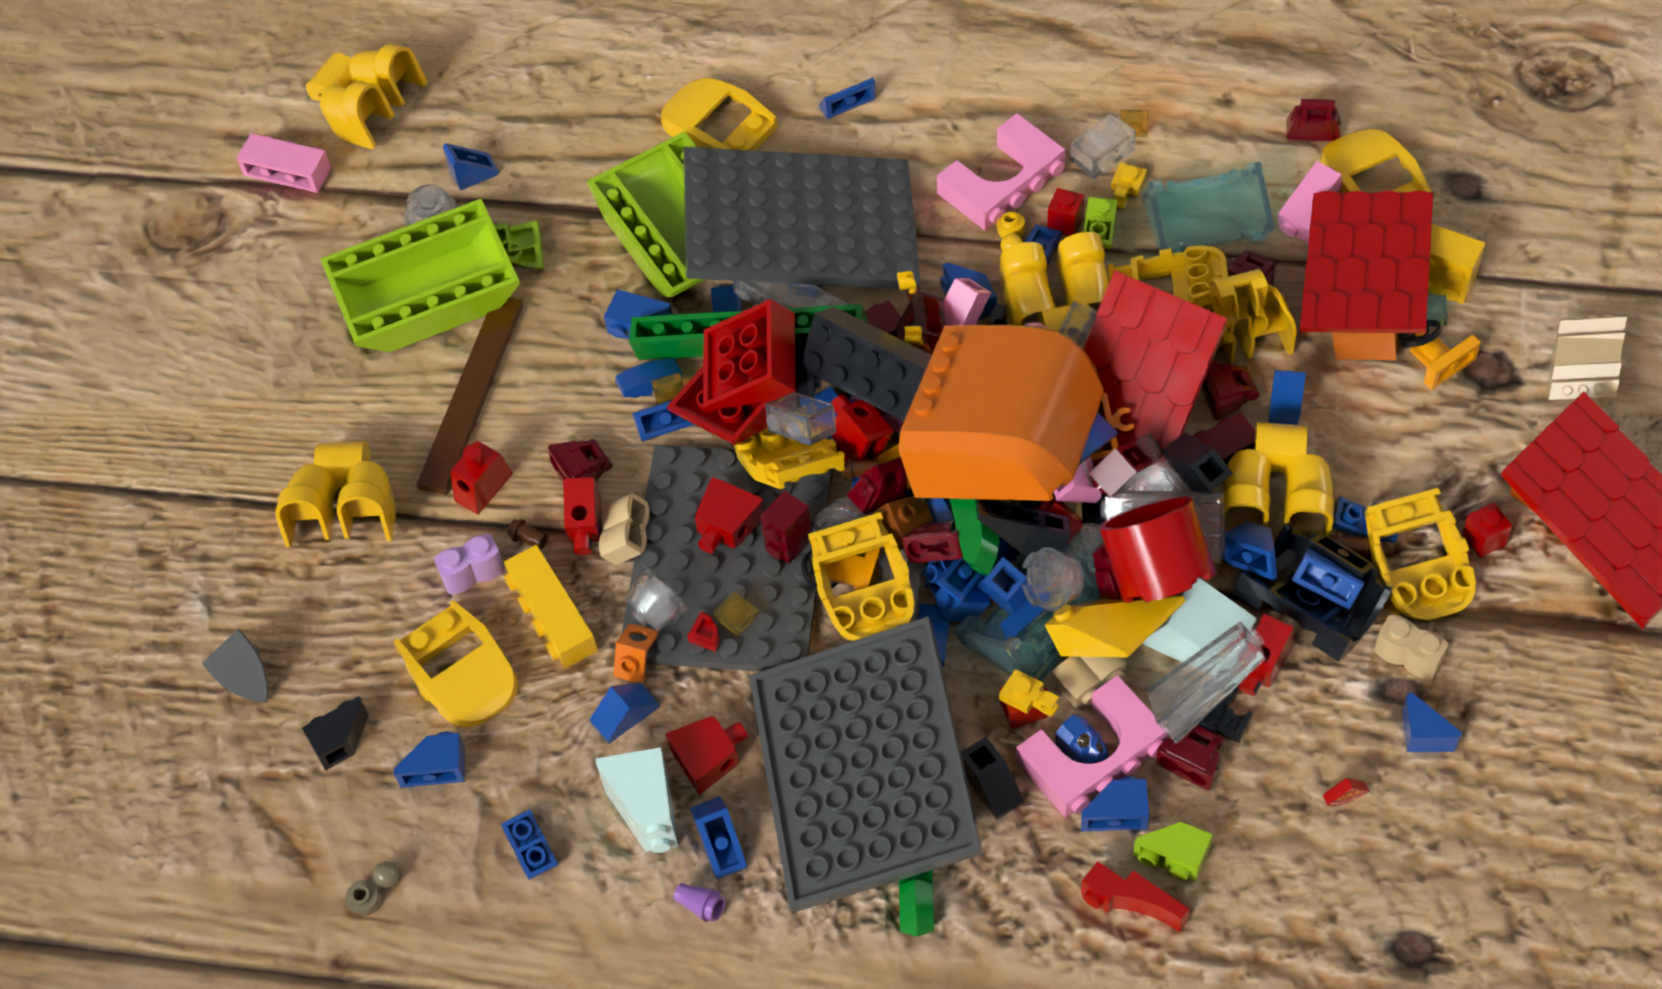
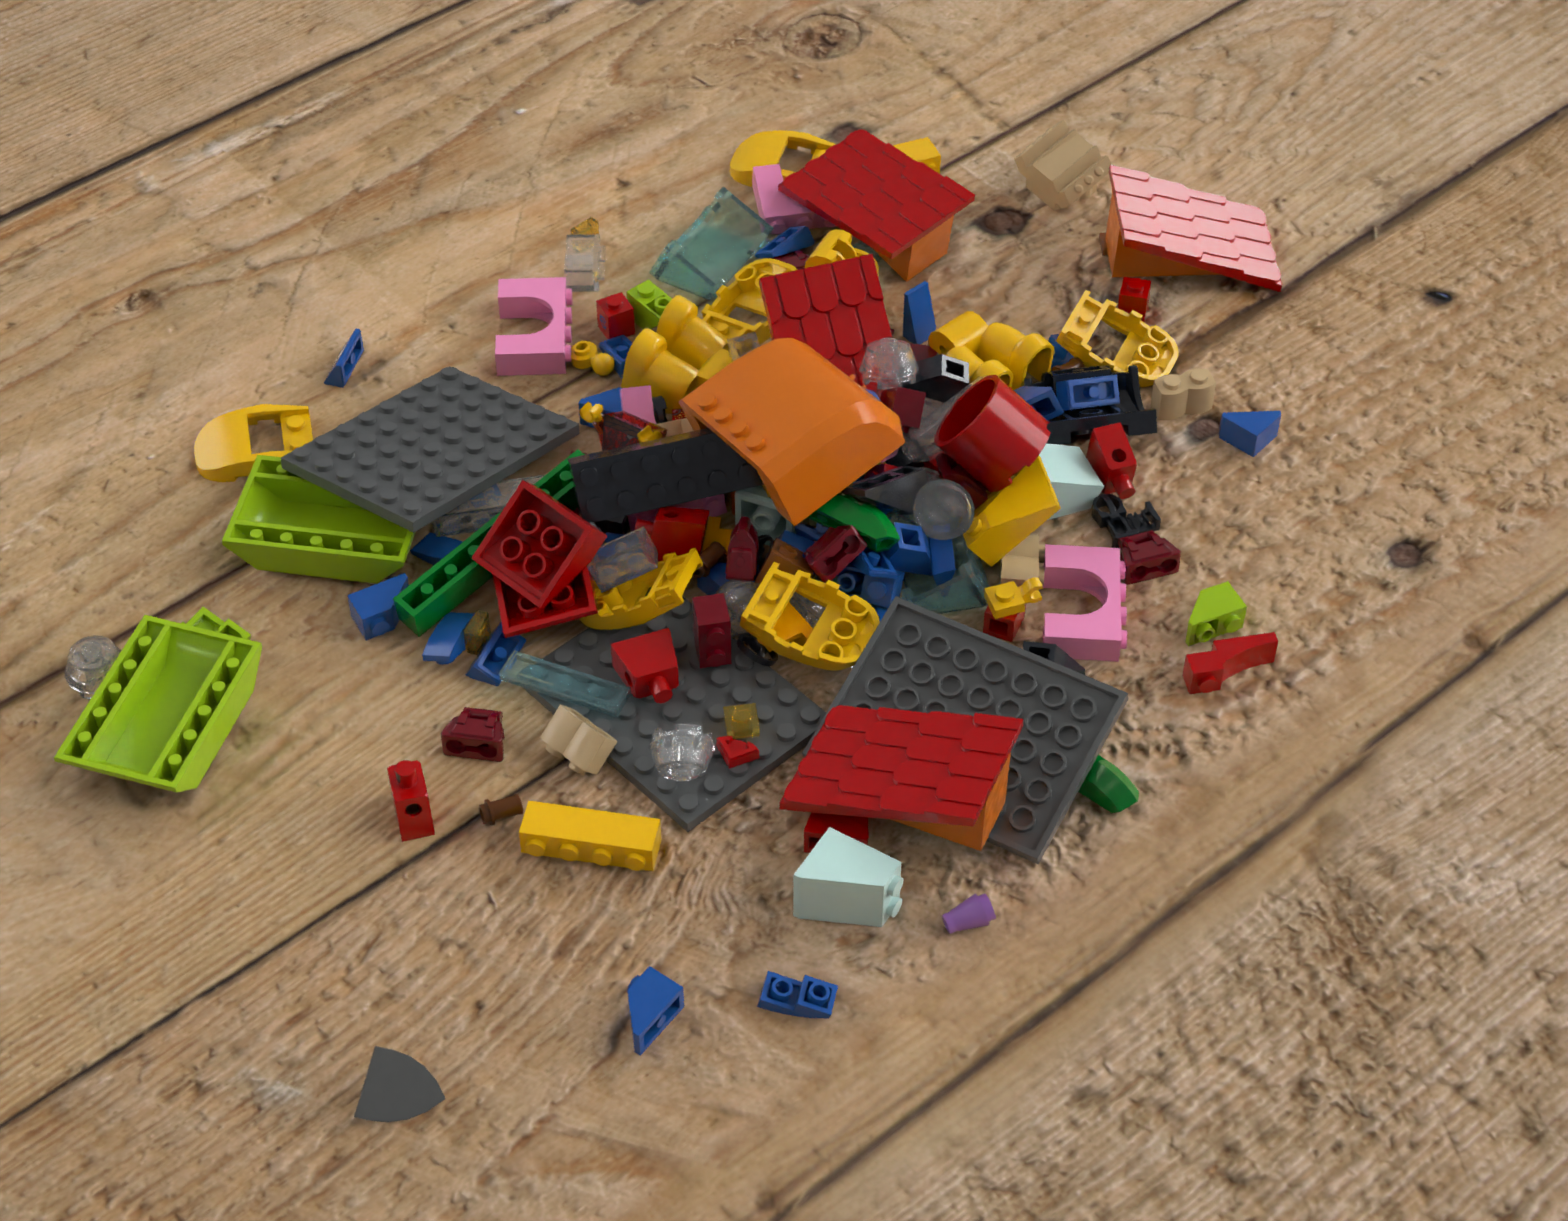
camera: 55 degrees left, 10 degrees down
(313, 487) = (305, 897): yellow piece -> none
(337, 732) = (544, 1062): black slope -> none
(384, 876) = (720, 1114): dark tan plate -> none
(469, 165) = (81, 616): blue slope -> none
(469, 397) = (315, 766): reddish brown tile -> none
(471, 687) = (605, 942): yellow slope -> none
(472, 563) = (486, 862): lavender brick -> none
(582, 513) = (532, 754): red torso -> none
(622, 709) = (740, 857): blue slope -> none
(632, 655) = (703, 810): orange bracket -> none
(666, 479) = (565, 683): none -> clear light blue tile
(718, 837) = (926, 863): blue slope -> none
(758, 759) = (909, 767): none -> red piece
(1081, 741) = (1071, 601): blue rock -> none
(1118, 807) = (1148, 619): blue slope -> none
(1127, 181) = (626, 273): yellow plate -> none
(1156, 423) = (888, 363): none -> clear cone
(1204, 680) = (1108, 496): clear slope -> none
(1273, 250) = (790, 240): none -> blue slope
(1314, 121) = (706, 155): dark red piece -> none
(1345, 791) = (1256, 502): red tile -> none
(1437, 357) = (973, 235): light orange piece -> none

